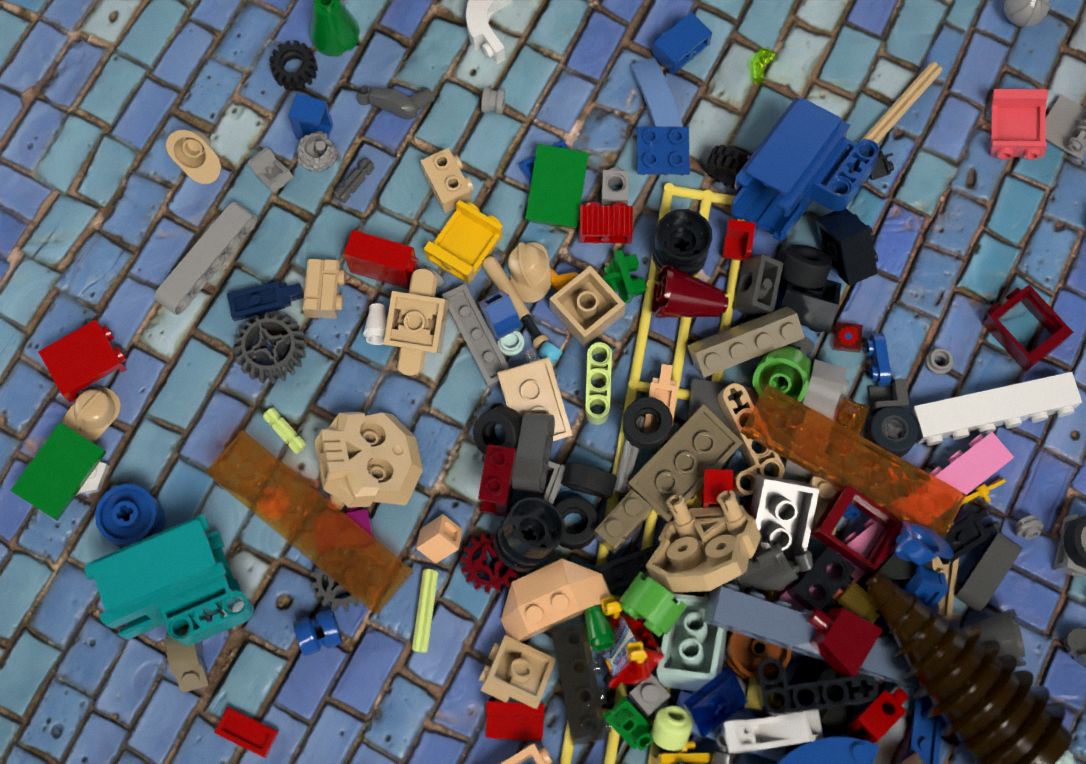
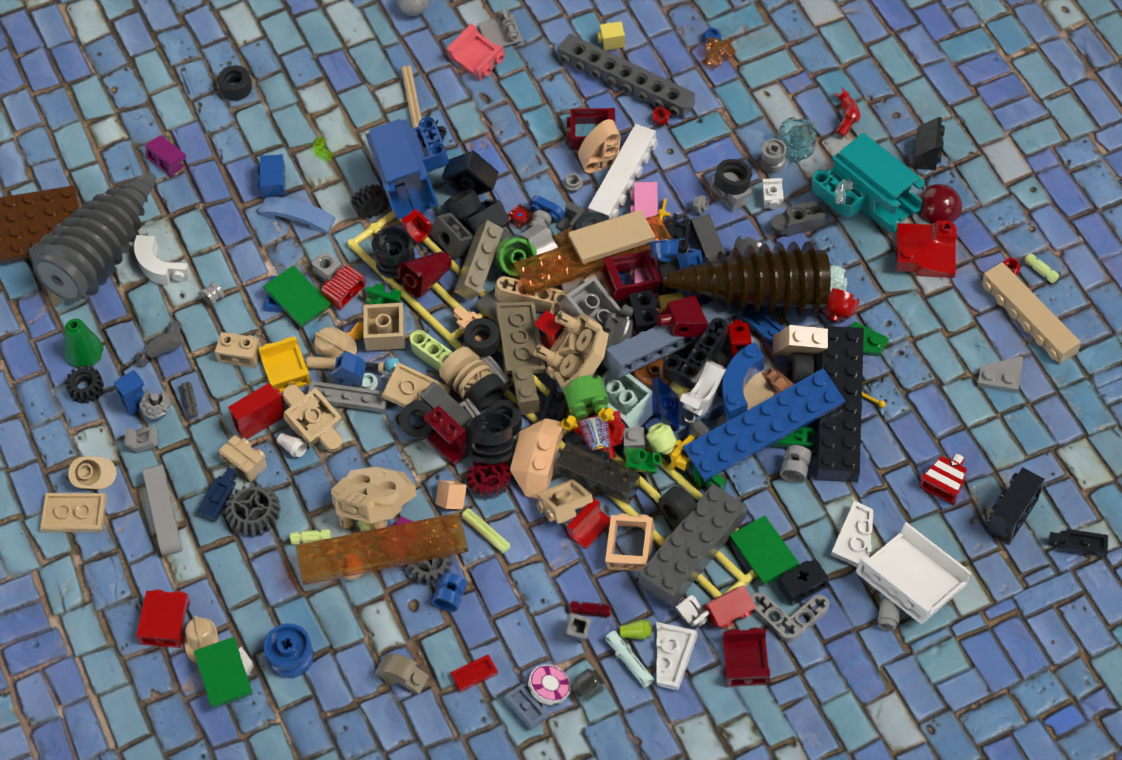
camera: 50 degrees left, 15 degrees down
(144, 175) = (73, 512): none -> tan tile
(170, 581) = (352, 638): teal piece -> none
(594, 439) = (463, 370): none -> tan wheel
(599, 631) = (577, 437): green cone -> none
(663, 150) = (328, 228): blue hinge -> none
(856, 365) = (540, 217): none -> light grey wheel
(890, 468) = (611, 236): none -> tan tile
(1004, 358) = (600, 147): none -> light nougat beam

